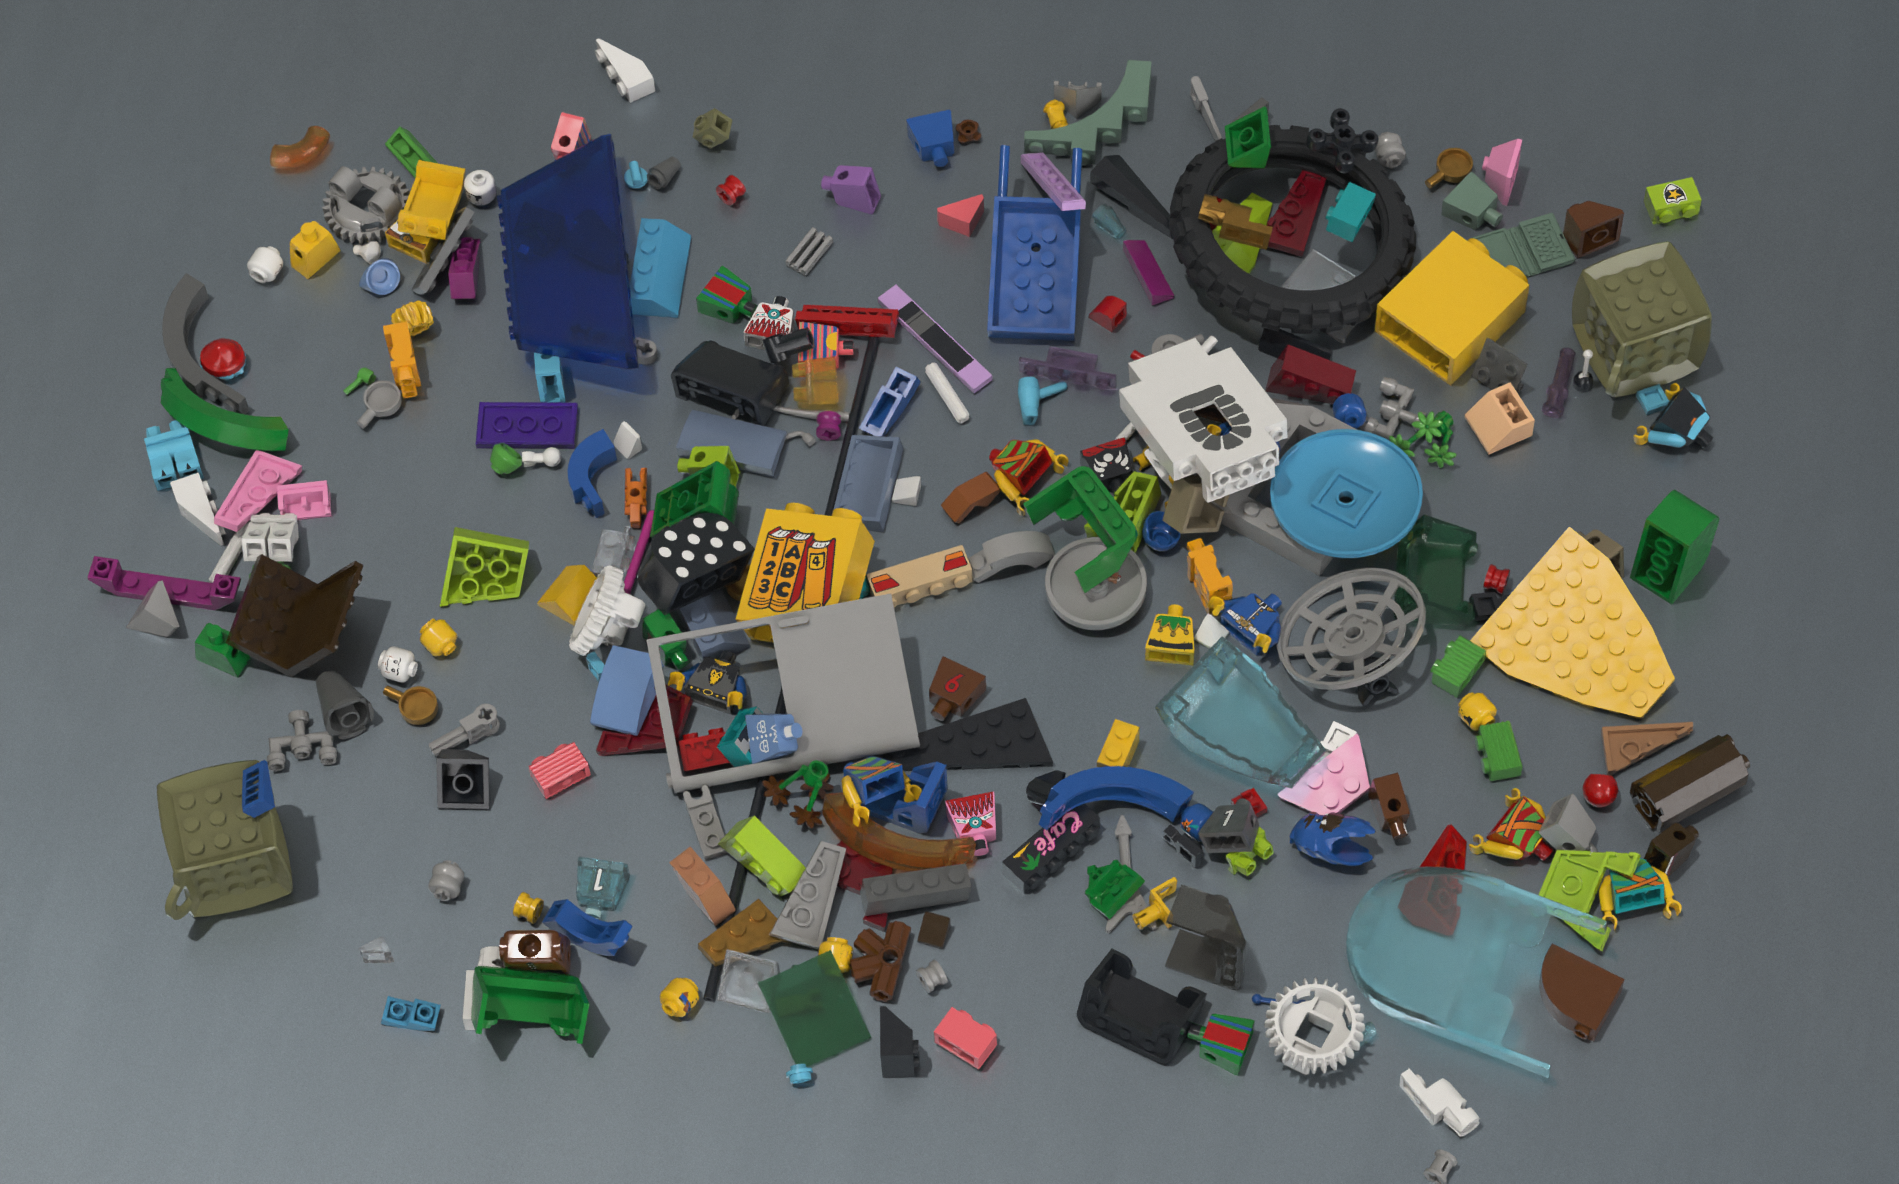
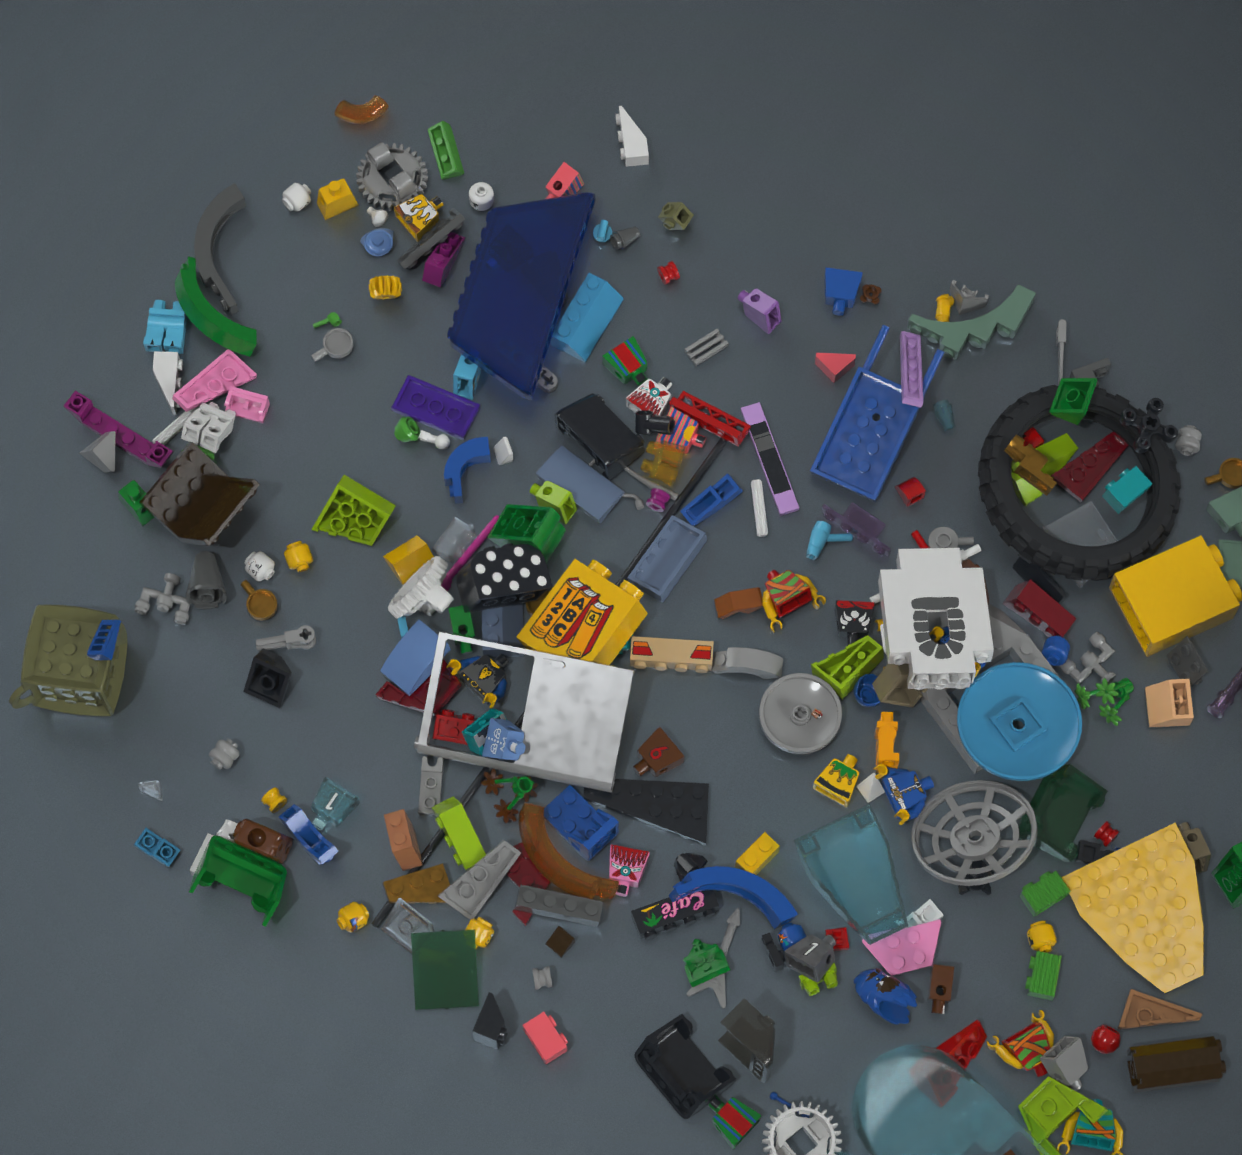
camera: 20 degrees right, 10 degrees up
(223, 358) = (234, 263): red hair -> none
(403, 358) = (364, 318): light orange hips -> none
(432, 200) = (439, 195): yellow panel -> none
(559, 769) = (341, 699): coral brick -> none
(635, 497) = (488, 508): orange hinge -> none
(799, 1073) = (414, 1013): medium azure plate -> none
(873, 780) = (562, 808): torso -> none
(876, 953) = (511, 941): reddish brown piece -> none
(907, 490) = (694, 577): white slope -> none
(1085, 495) = (818, 641): green windscreen -> none
(1122, 183) = (970, 387): black wedge -> none
(1147, 271) = (956, 467): magenta slope -> none
(1157, 907) = (729, 995): yellow bracket -> none
(1675, 844) = (1137, 1110): dark brown torso -> none

